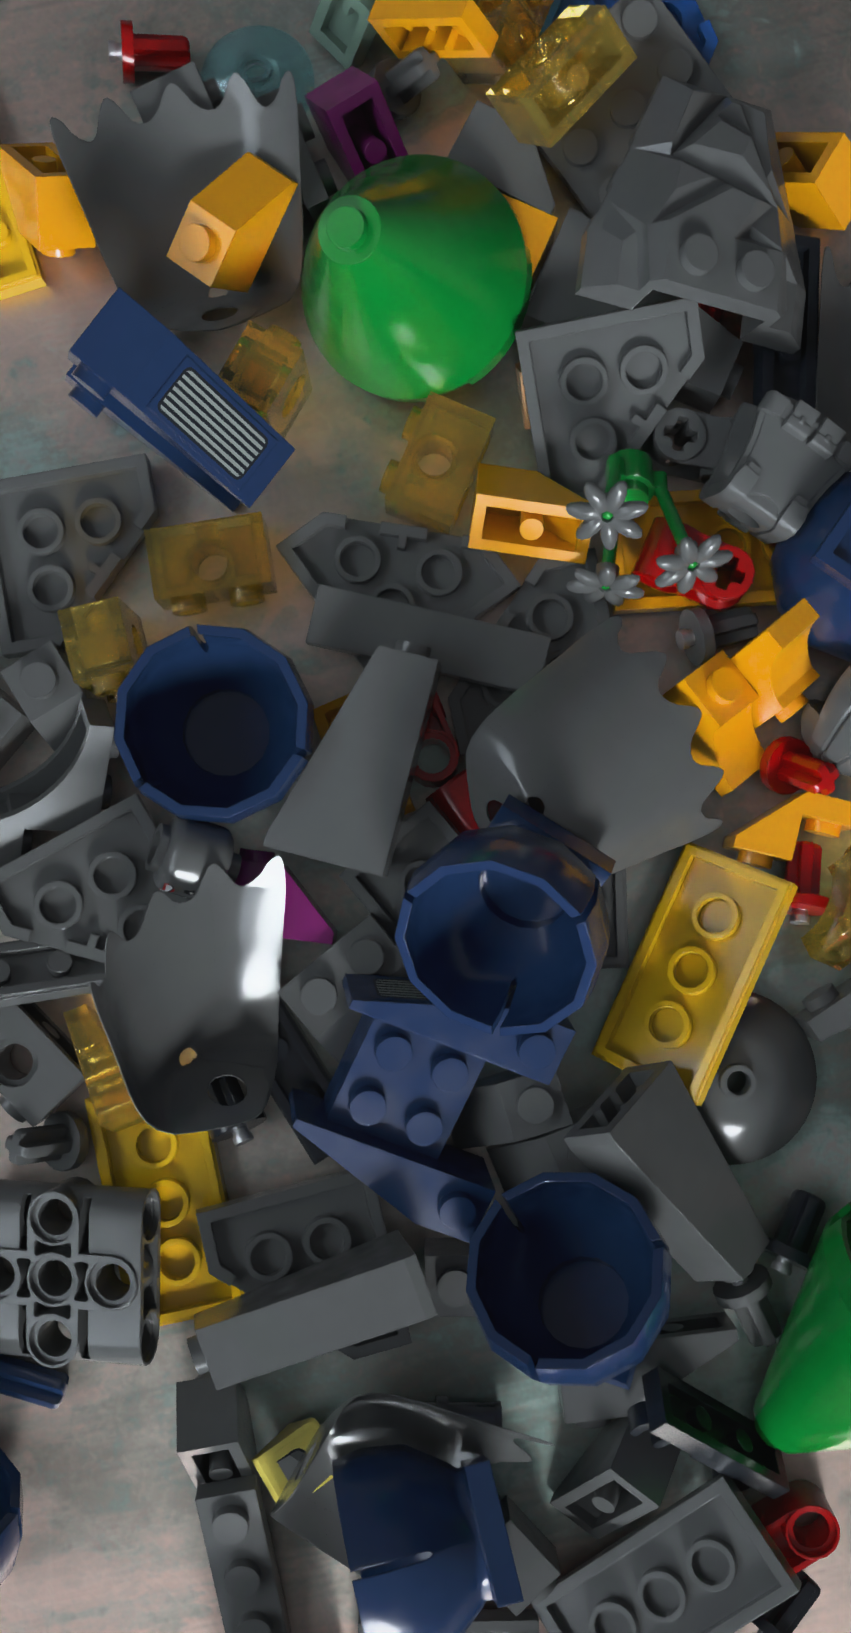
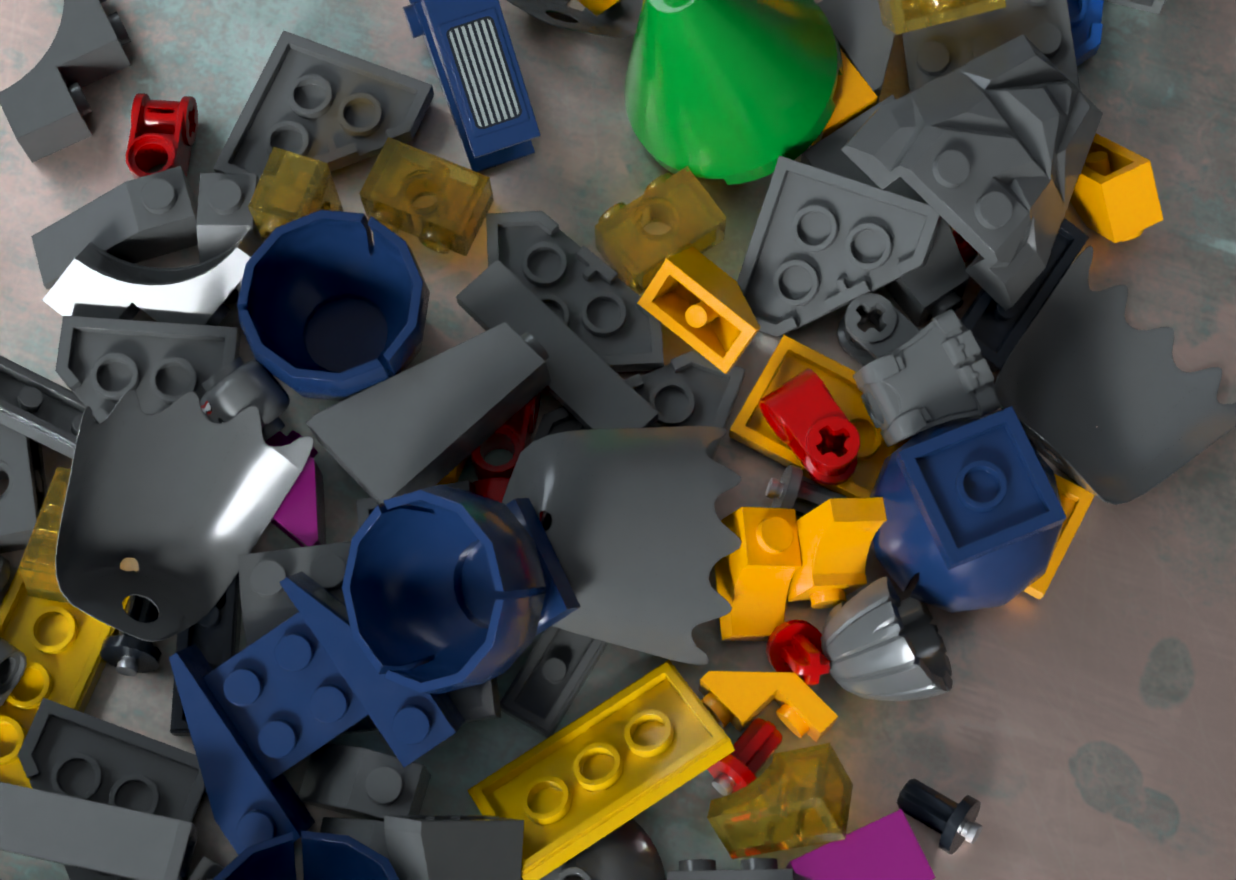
camera: 35 degrees right, 15 degrees down
(269, 374) = (562, 83): clear yellow brick -> none
(626, 496) = (800, 329): dark grey plant -> none

